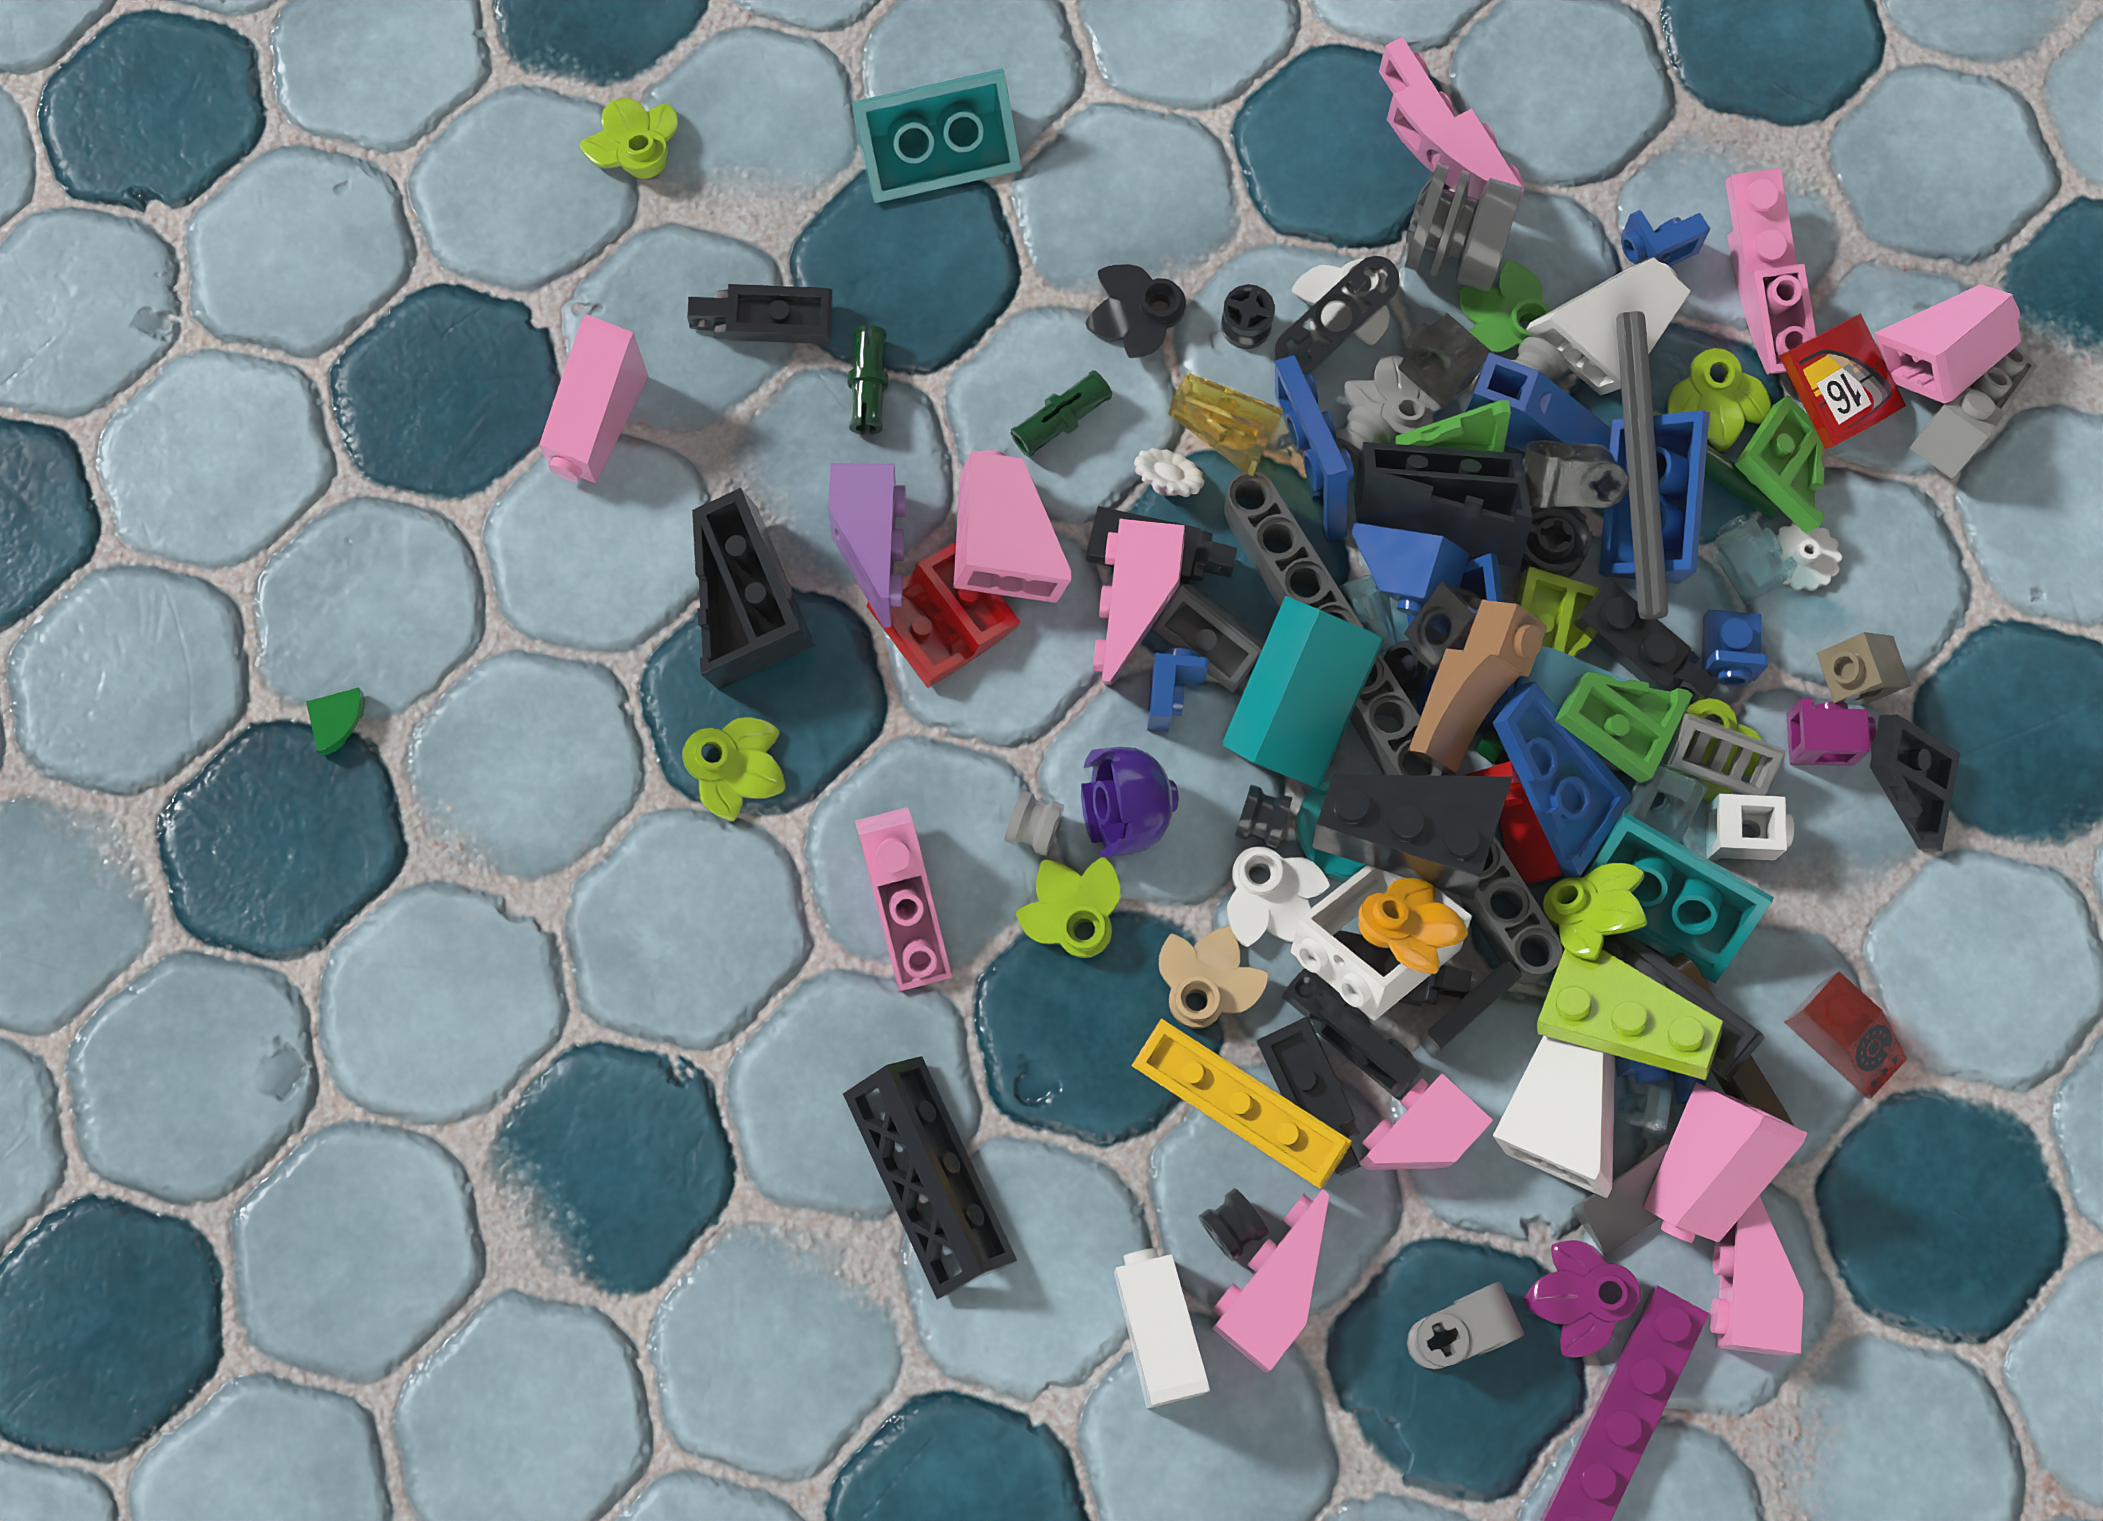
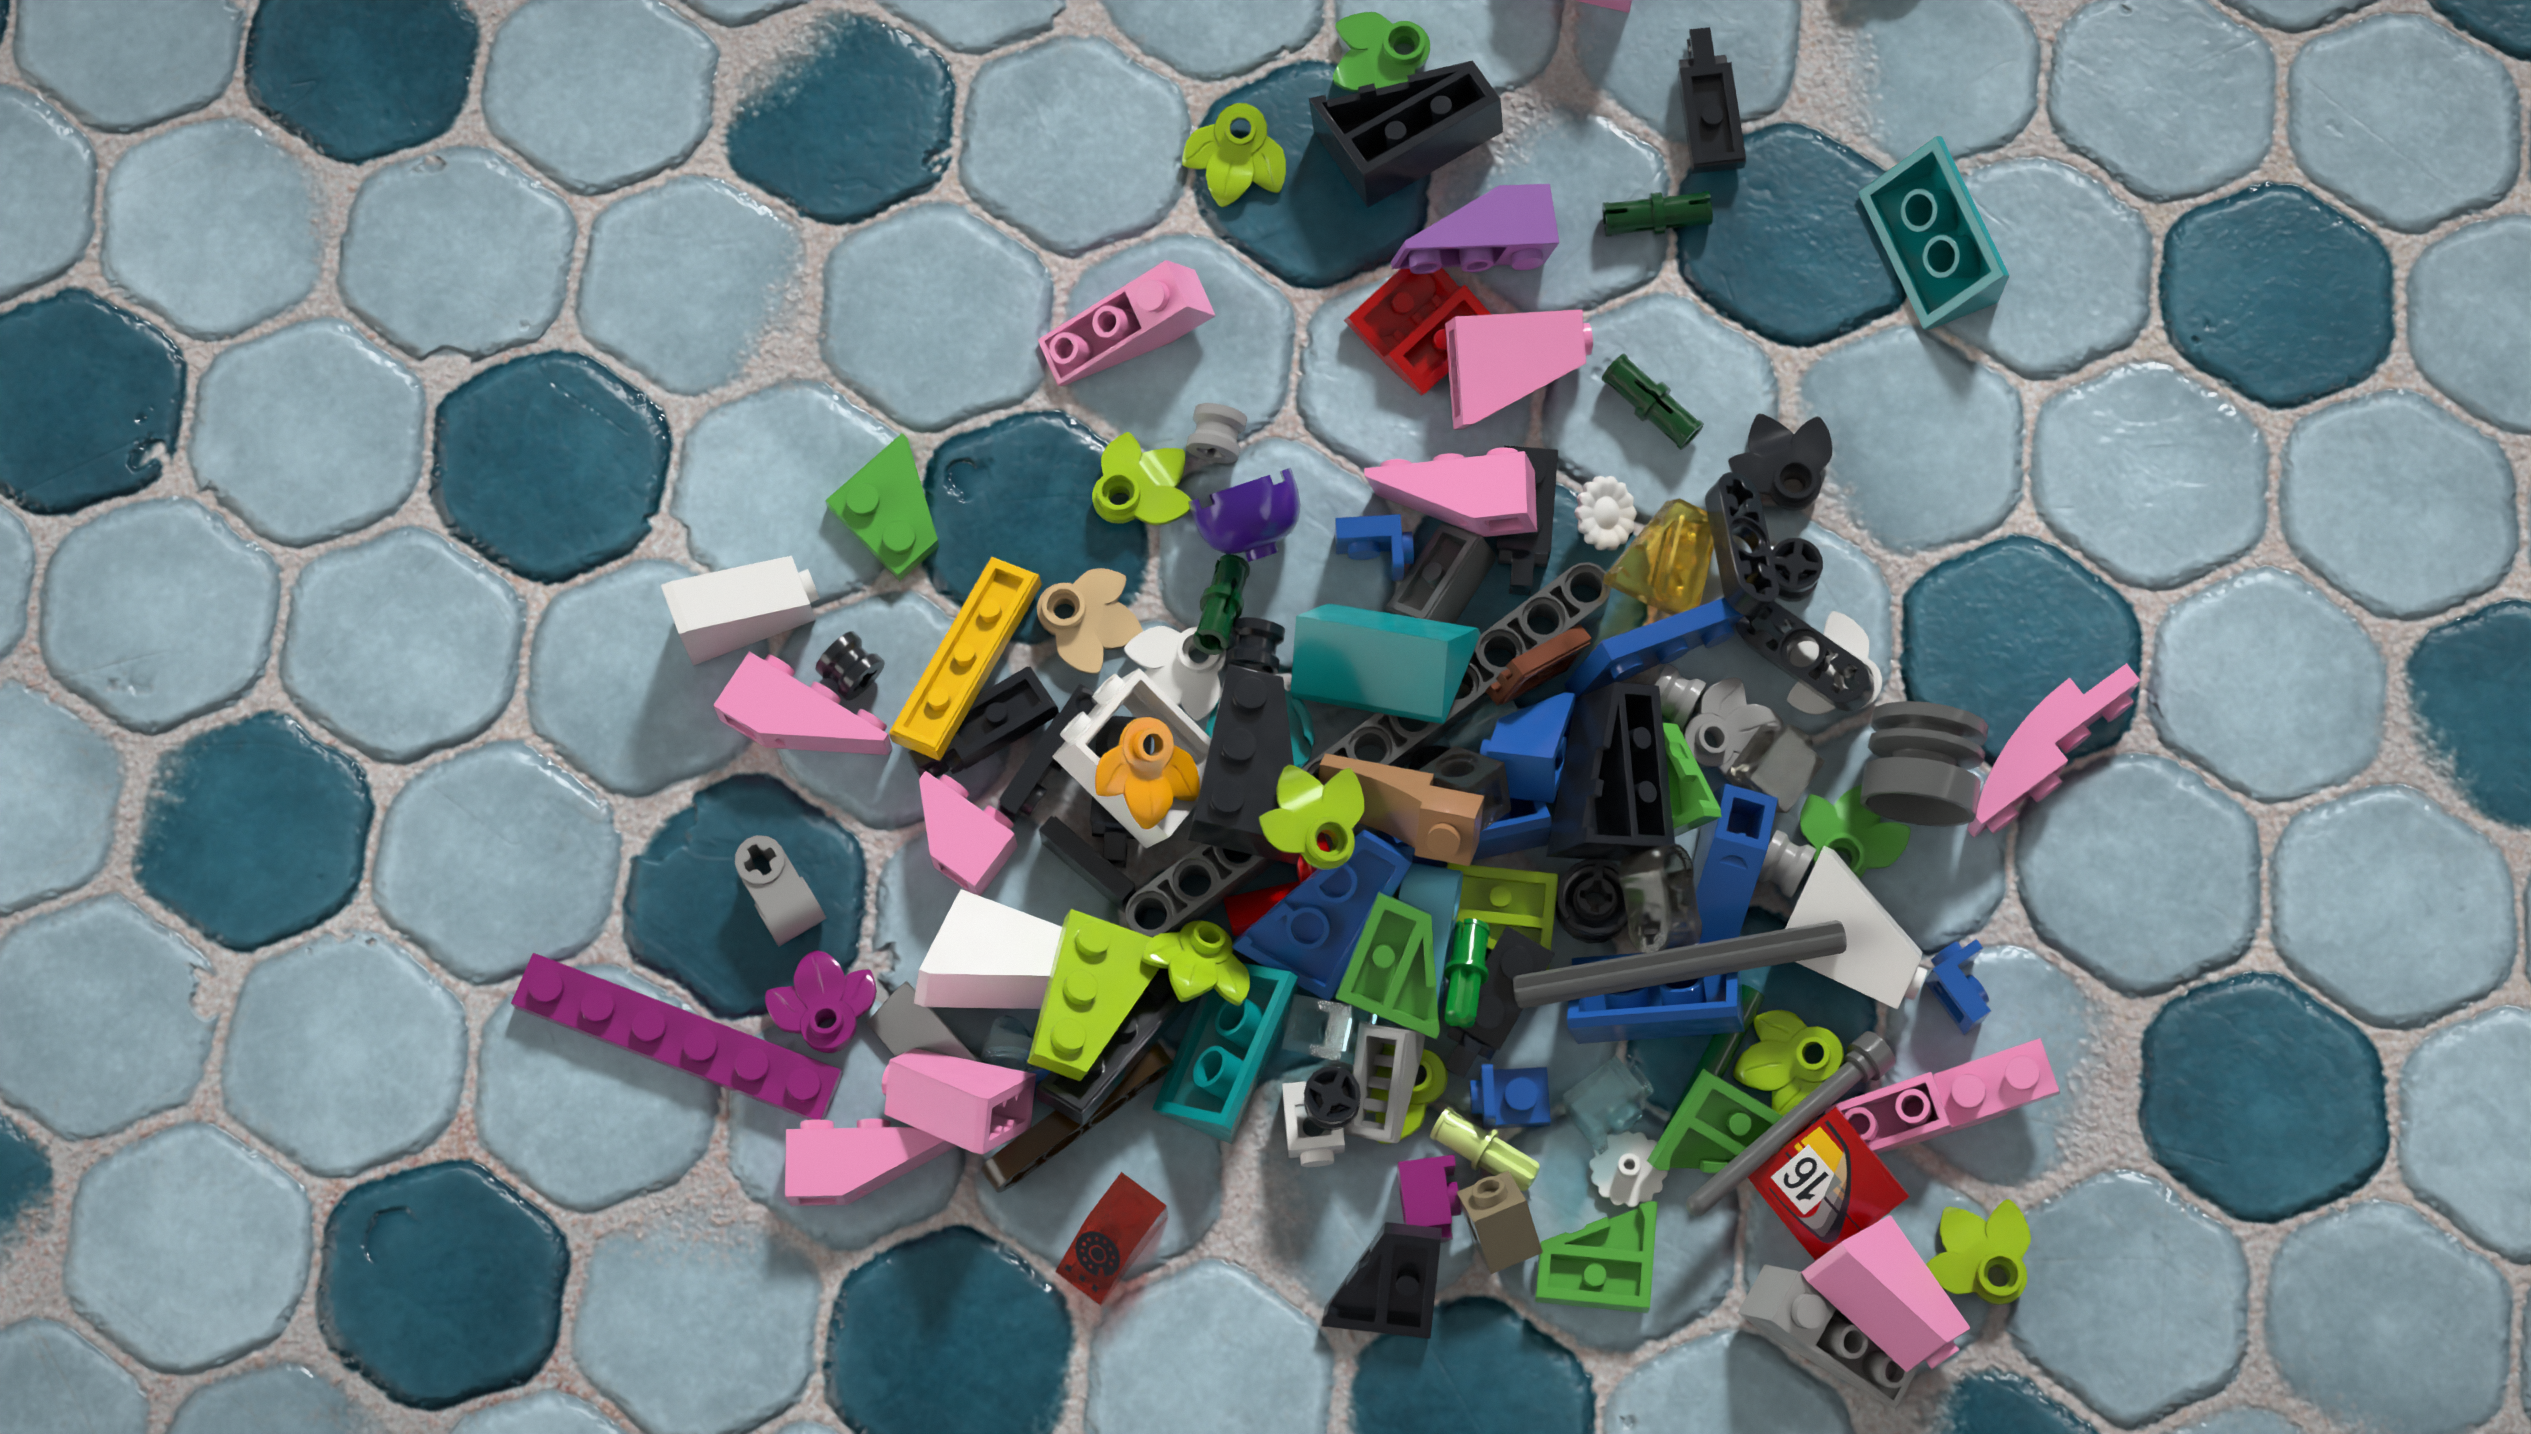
camera: 85 degrees right, 0 degrees up
(655, 618) = (1373, 52): none -> bright green plate
(936, 1169) = (865, 392): black fence -> none
(1062, 1165) = (888, 509): none -> bright green wing
(1221, 840) = (1221, 604): none -> dark green pin
(1253, 346) = (1746, 578): none -> black beam
(1331, 548) = (1539, 665): none -> copper tile
(1482, 761) = (1312, 809): none -> lime plate
(1631, 658) = (1466, 971): none -> green axle
(1726, 330) = (1866, 1060): none -> dark grey piece
(1758, 787) = (1336, 1088): none -> black wheel
(1782, 677) = (1484, 1148): none -> yellowish green axle
(1897, 587) = (1601, 1264): none -> bright green wing
(1898, 270) = (1979, 1245): none -> lime plate

